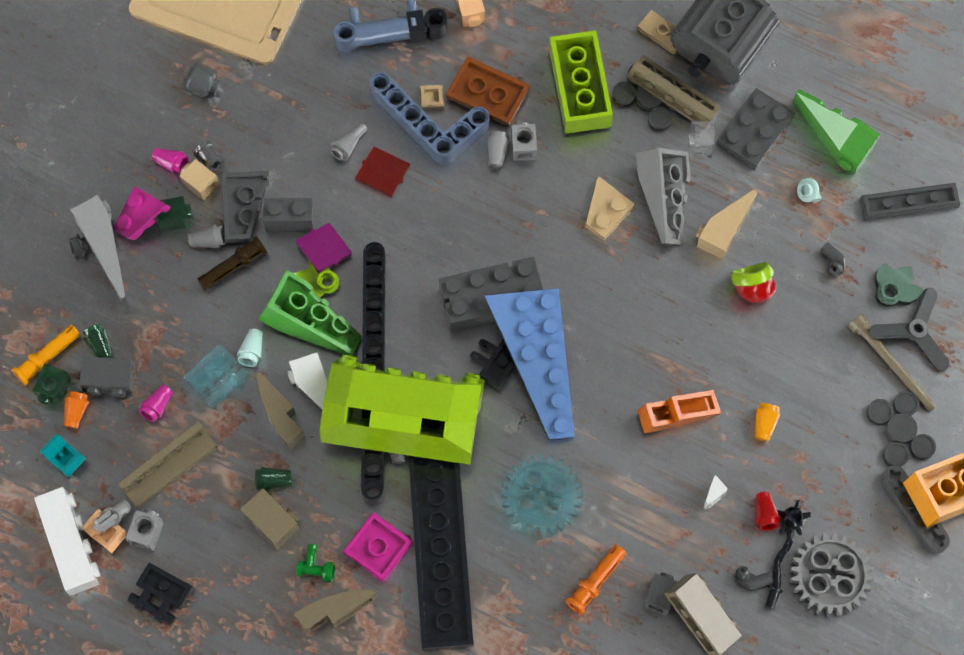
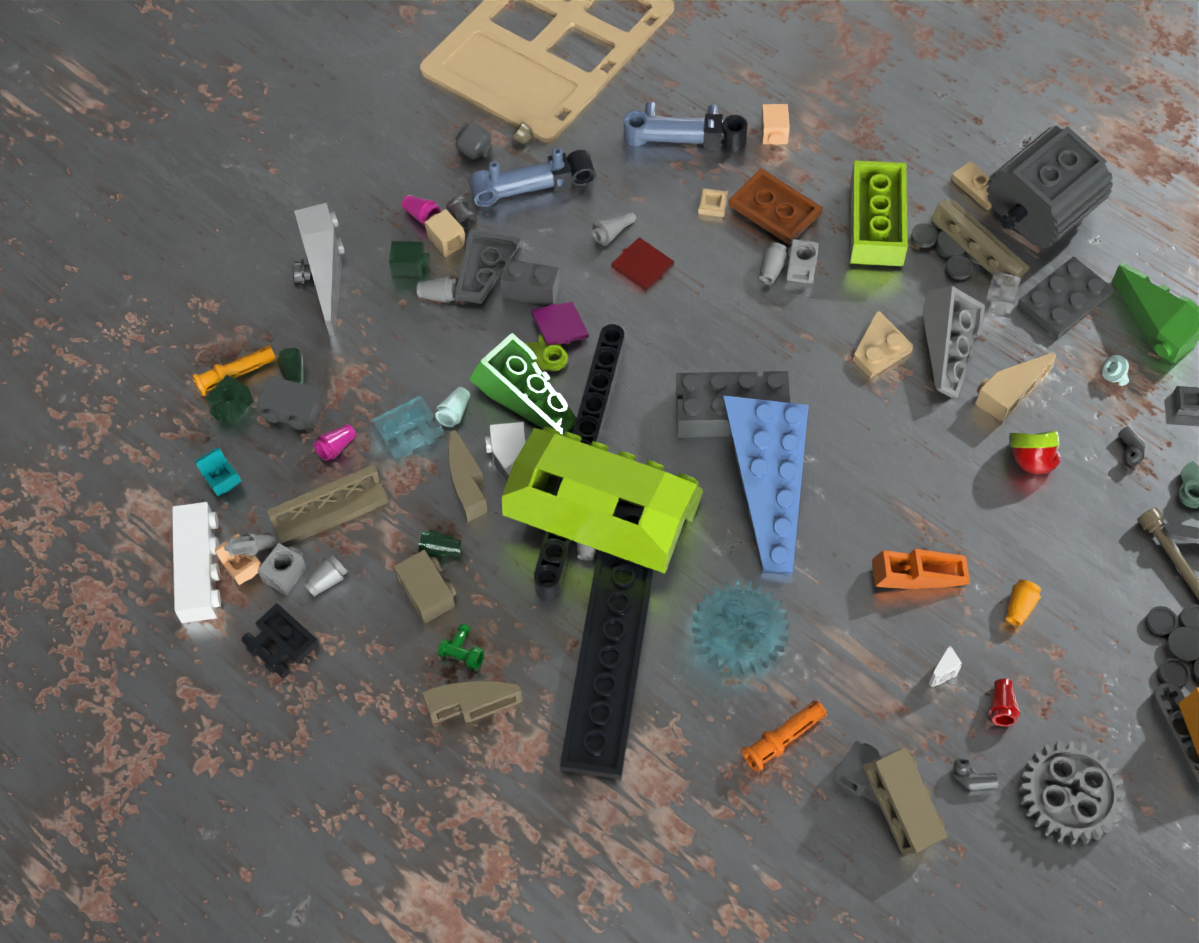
camera: 15 degrees right, 10 degrees down
(74, 408) = (246, 428): orange cone -> none
(138, 213) = (371, 251): dark pink wing -> none
(182, 527) = (325, 575): none -> light grey cone
(242, 257) = (468, 316): dark brown pin -> none
(243, 62) = (523, 133): none -> dark tan hinge
(285, 97) = (556, 173): none -> sand blue piece
(378, 547) = (538, 645): dark pink tile -> none
(424, 123) = (710, 247): sand blue beam -> none
(498, 367) = (721, 481): black hinge -> none
(792, 519) = (1034, 719): black piece -> none

